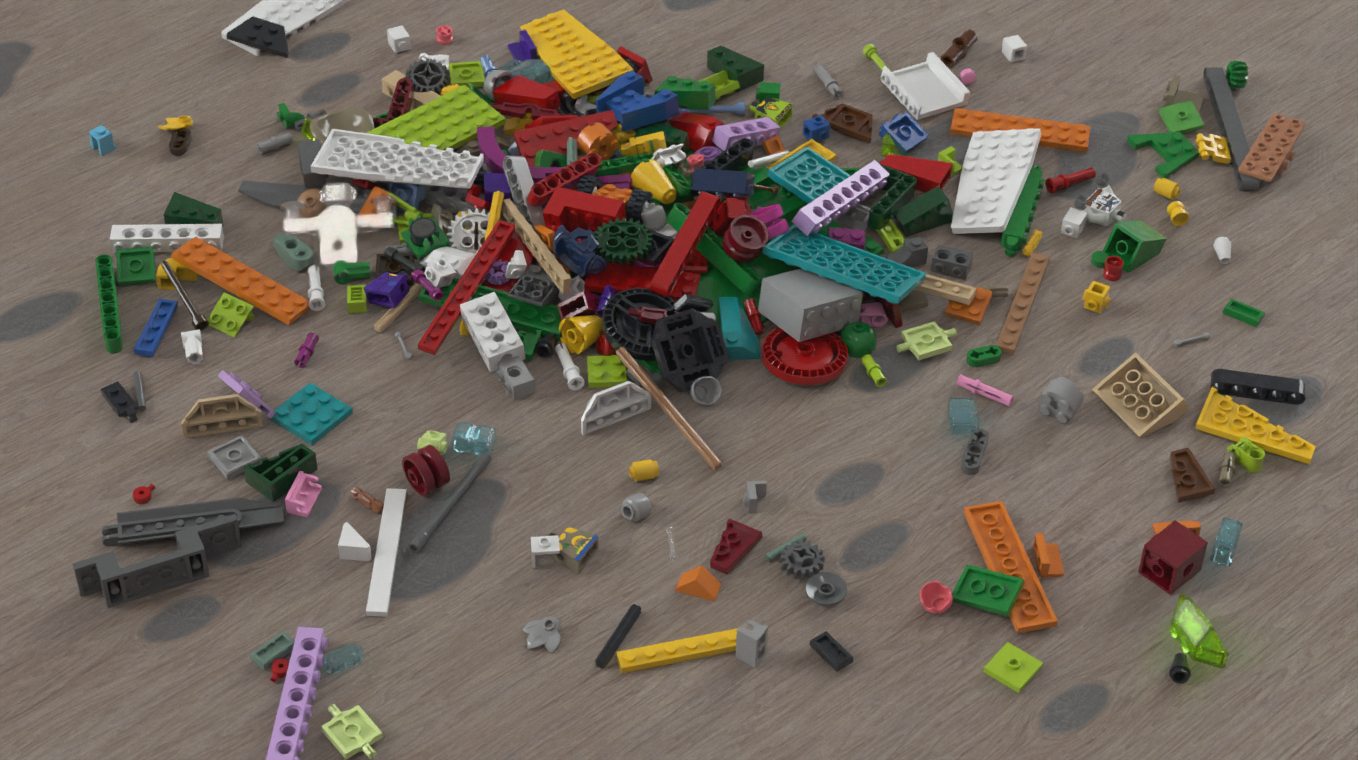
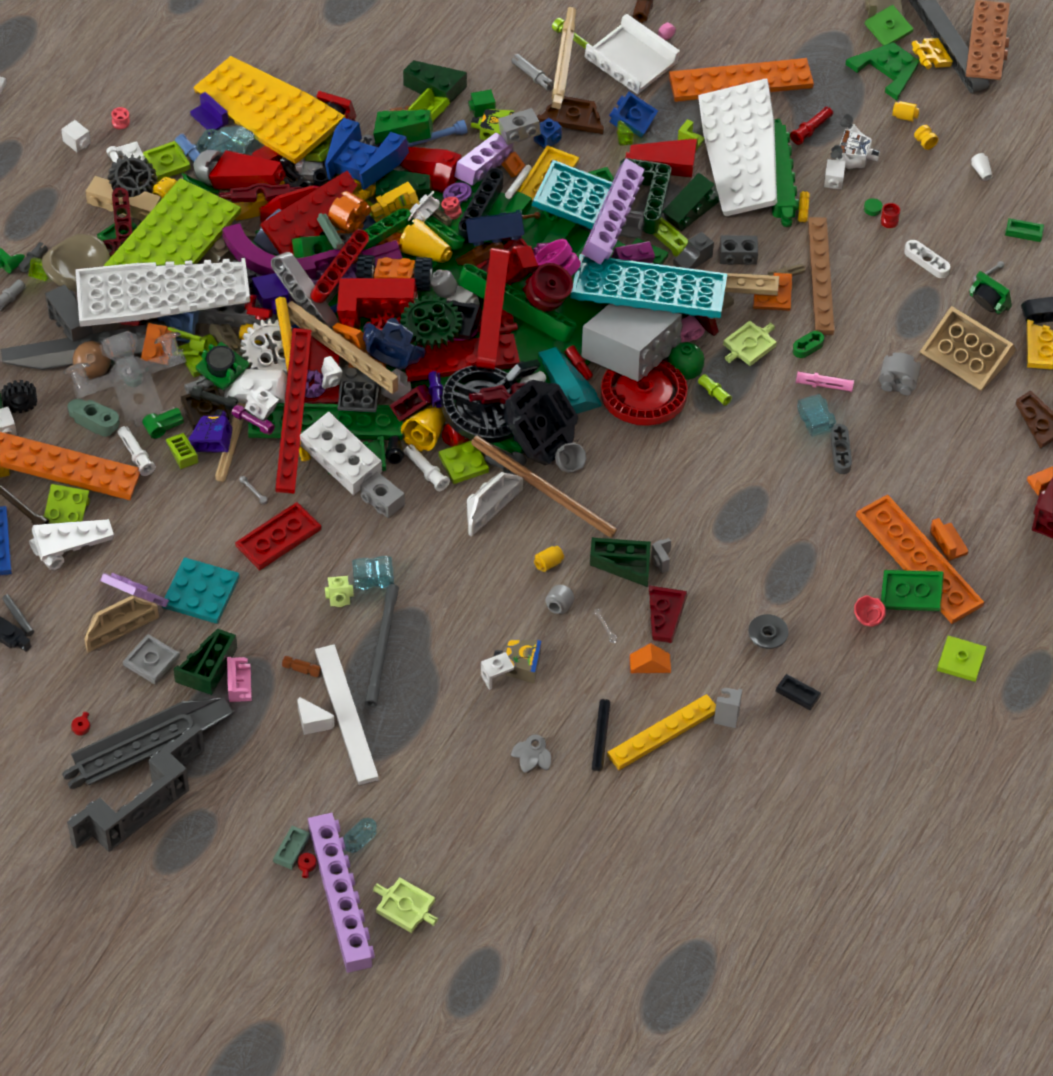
camera: 20 degrees left, 10 degrees up
(216, 337) = (62, 537): none -> white wing
(234, 210) = (19, 396): none -> black tyre
(306, 350) = (162, 523): magenta pin -> none
(405, 388) = (278, 536): none -> red tile
(426, 470) = (348, 620): dark red wheel -> none
(713, 487) = (622, 558): none -> dark green wedge
(777, 552) = (711, 599): sand green piece -> none
(789, 114) = (519, 126): none -> light grey brick
(802, 559) = (733, 608): dark grey gear -> none
(859, 74) = (563, 58): none -> tan piece
(1094, 300) = (889, 252): yellow brick -> none
(1134, 243) = (899, 182): green slope -> none
(1143, 322) = (931, 266): none -> white beam
(1182, 354) = (990, 294): none -> piece

